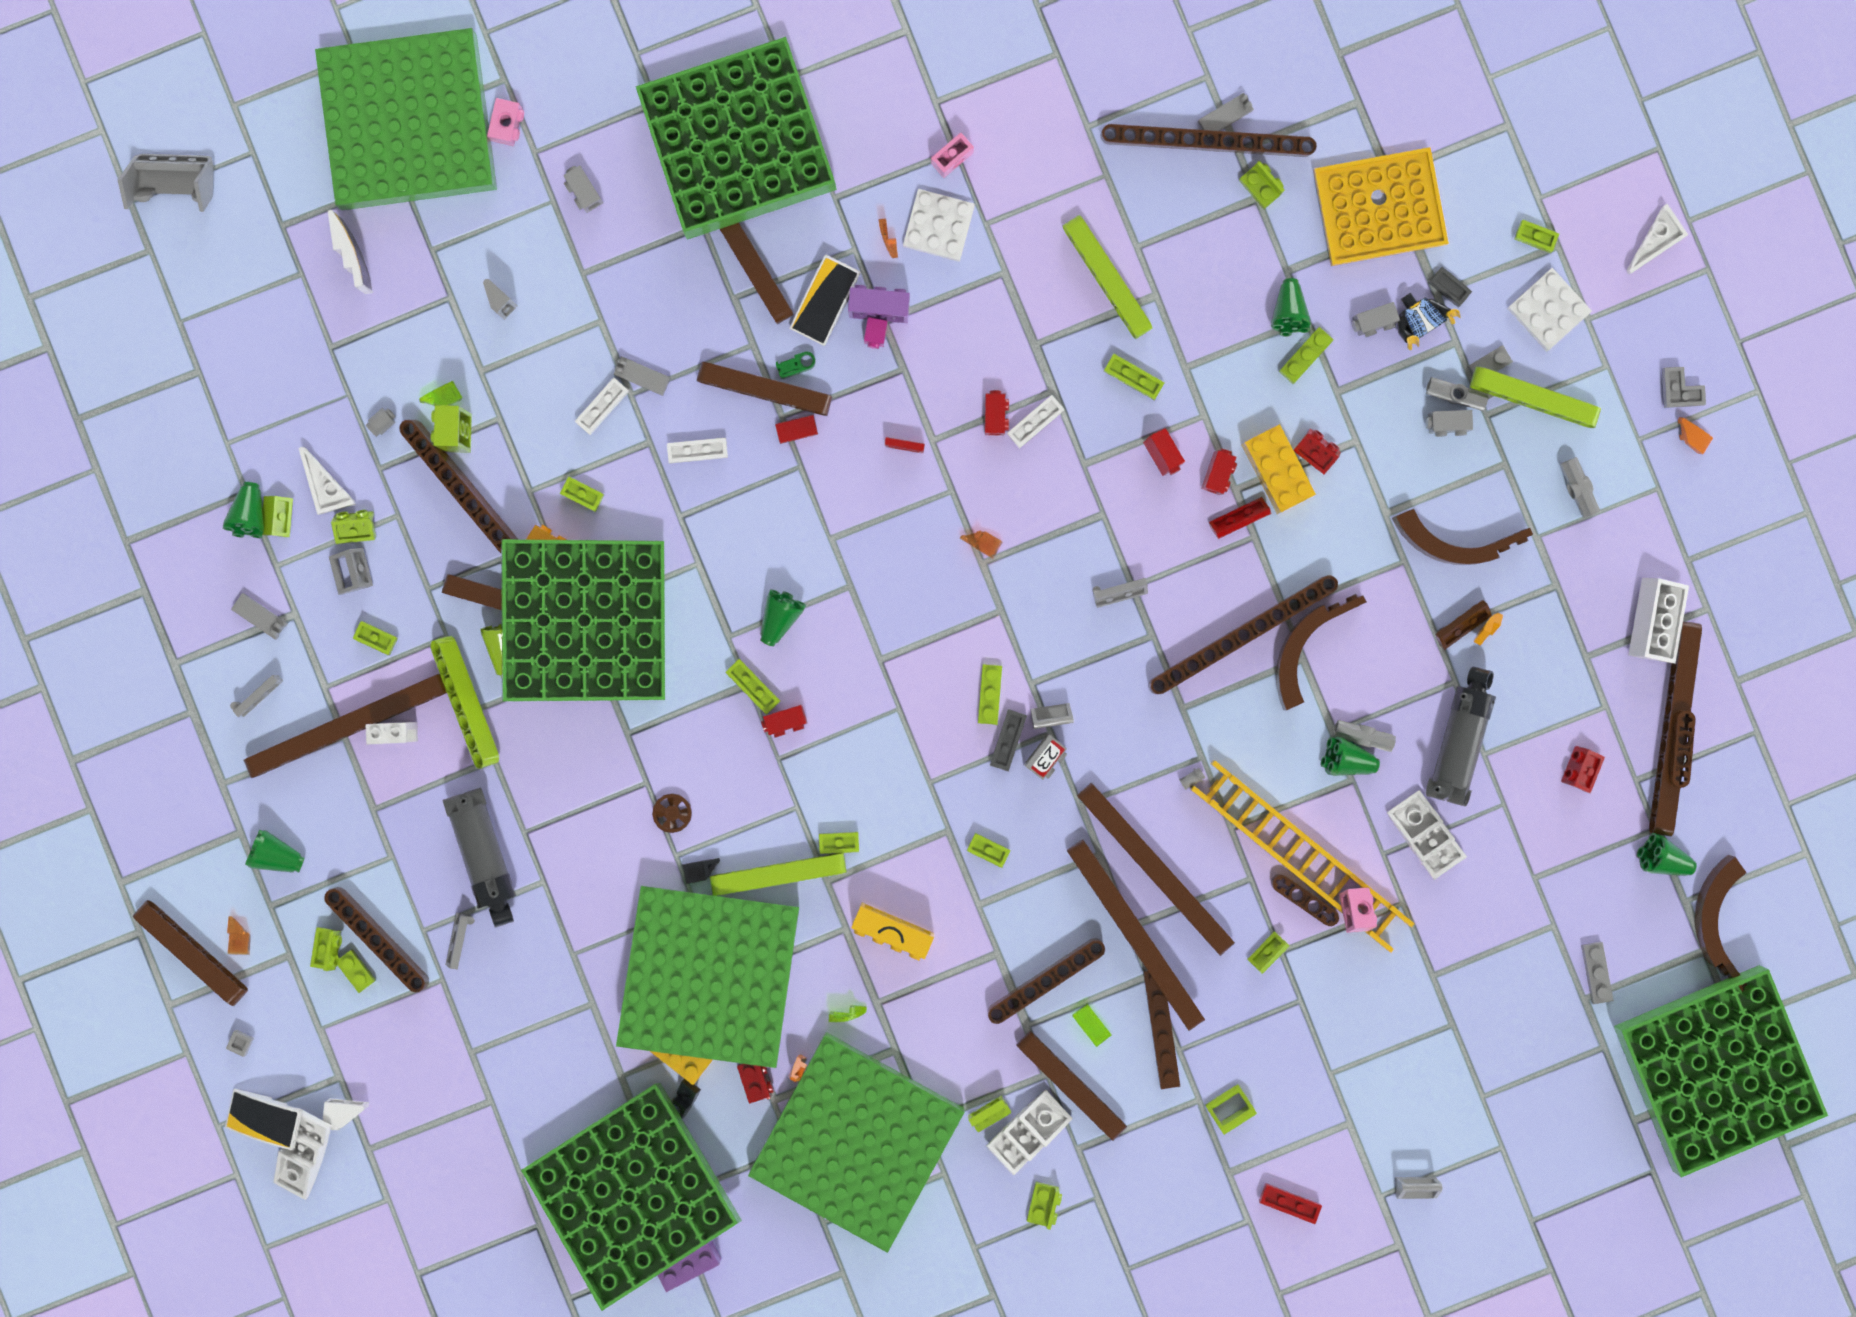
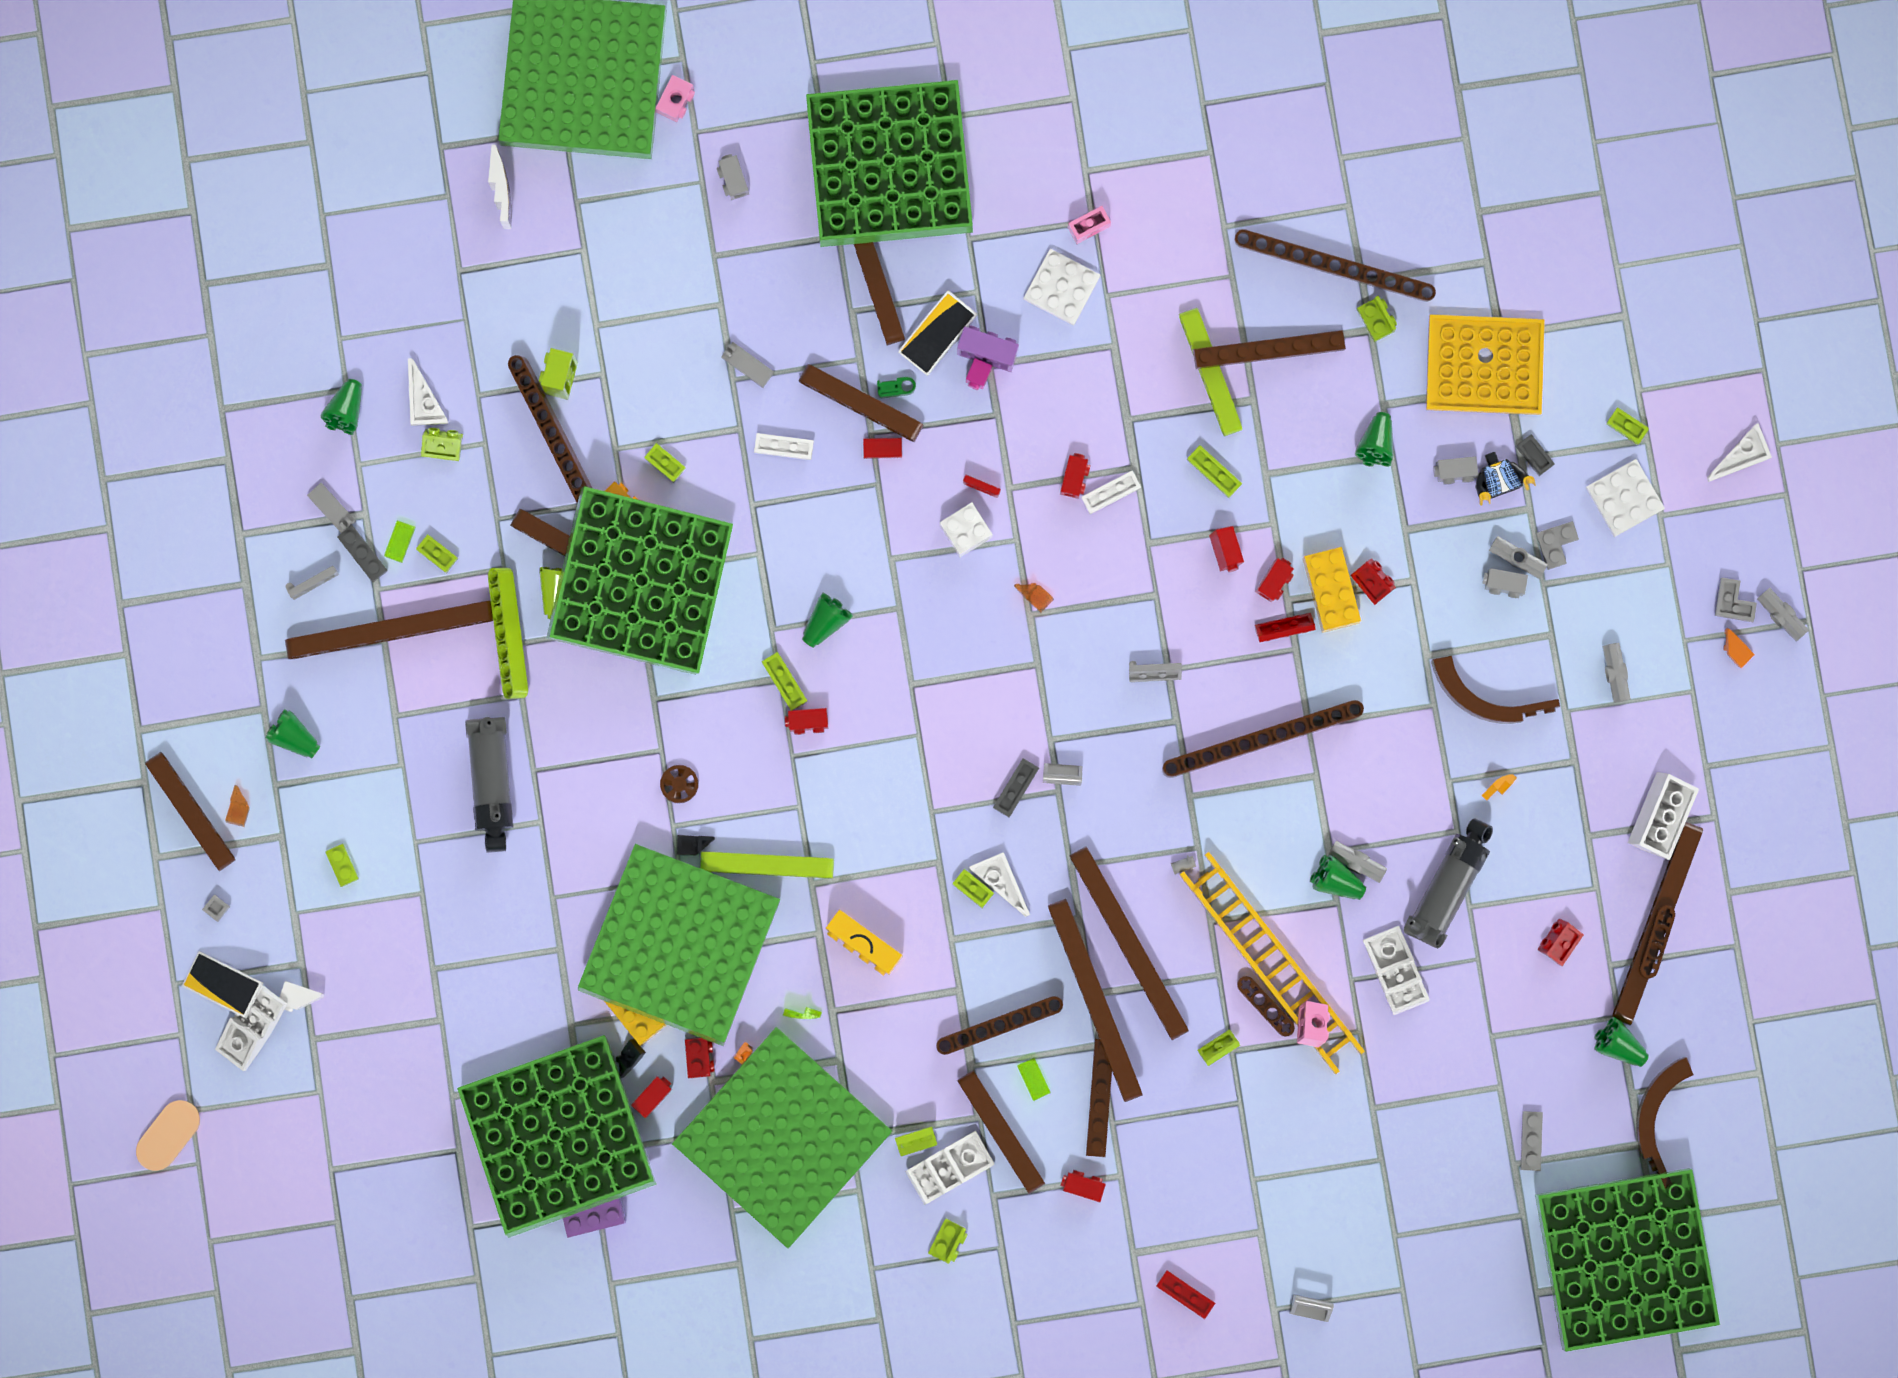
camera: 15 degrees right, 5 degrees down
(167, 175) = (349, 77): light grey windscreen -> none
(247, 1278) = (168, 1135): none -> light nougat tile
(277, 515) = (372, 417): lime panel -> none
(301, 655) = (362, 553): none -> dark grey plate
(326, 949) = (320, 836): lime bracket -> none
(335, 634) = (399, 541): none -> clear neon green tile
(357, 569) = (436, 485): light grey tile -> none
(367, 937) = (363, 832): reddish brown beam -> none
(381, 421) = (491, 351): light grey brick -> none
(391, 733) = (433, 645): white window -> none
(443, 395) = (558, 340): clear neon green slope -> none
(457, 939) = (447, 856): light grey hinge -> none
(498, 300) = (630, 262): light grey tile -> none
(602, 406) = (703, 384): white plate -> none
(717, 1131) = (652, 1096): none -> red brick
(839, 842) = (832, 848): lime plate -> none
(890, 244) = (1012, 295): clear orange slope -> none
(899, 492) = (966, 530): none -> white brick
(990, 694) = (1008, 741): lime plate -> none
(1011, 832) = (1000, 878): none -> white wing
(1045, 757) = (1048, 811): slope -> none
(1161, 241) = (1269, 349): none -> reddish brown plate
(1165, 1121) = (1081, 1186): none -> red brick
(1227, 114) = (1358, 245): light grey hinge -> none
(1238, 1117) = (1151, 1200): lime tile -> none
(1289, 655) = (1299, 775): reddish brown arch -> none
(1306, 355) = (1383, 488): lime plate -> none
(1463, 624) = (1475, 777): reddish brown plate -> none
(1535, 397) = (1591, 577): lime beam -> none
(1733, 391) = (1783, 614): none -> light grey piece

